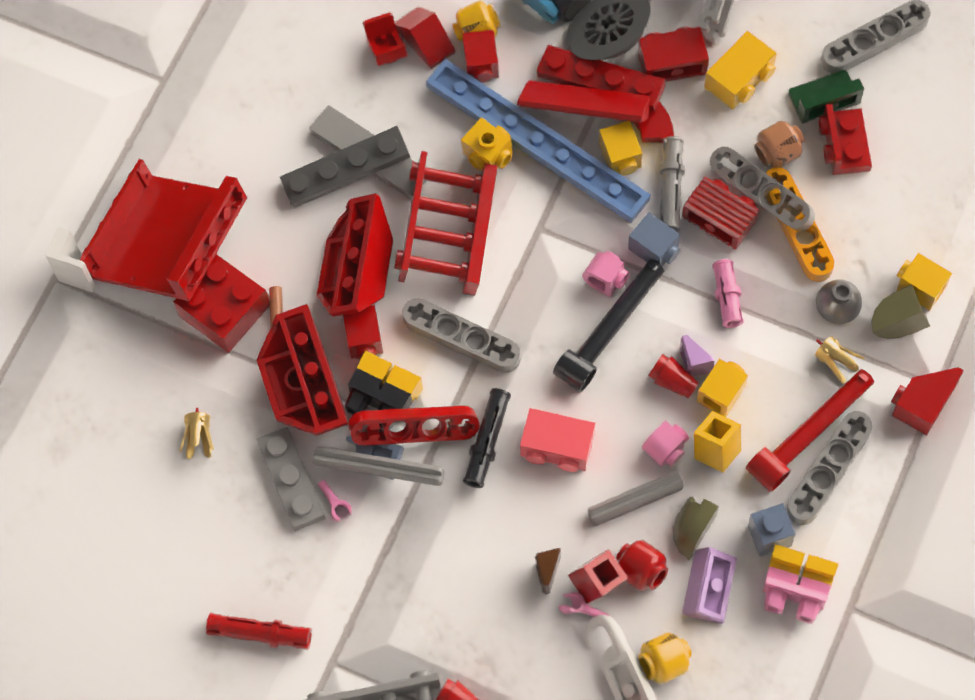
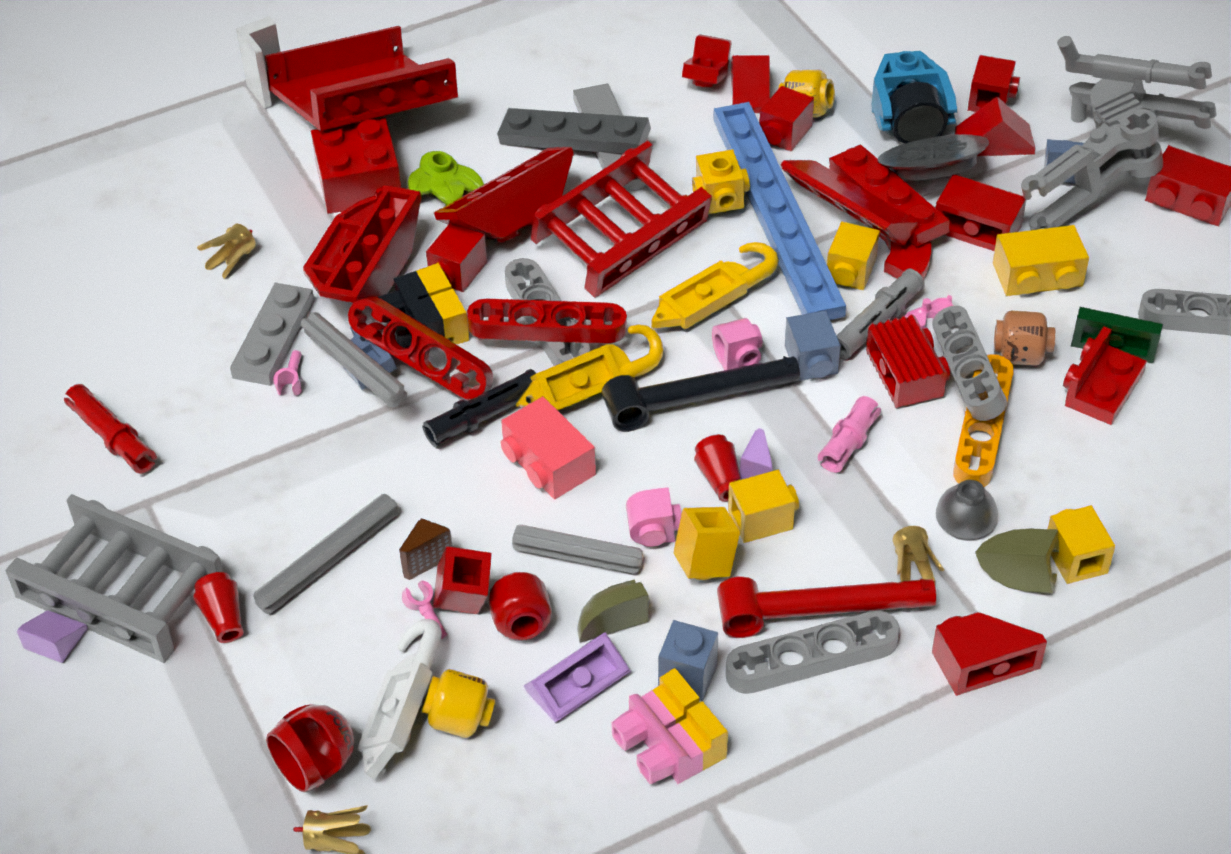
camera: 35 degrees right, 20 degrees down
(293, 272) = (443, 177): none -> lime plate
(471, 340) = (547, 316): none -> red beam
(486, 615) = (325, 553): none -> light grey axle
(534, 365) = (589, 372): none -> yellow plate
(552, 237) = (712, 289): none -> yellow plate
(702, 152) = (930, 309): none -> bright pink piece

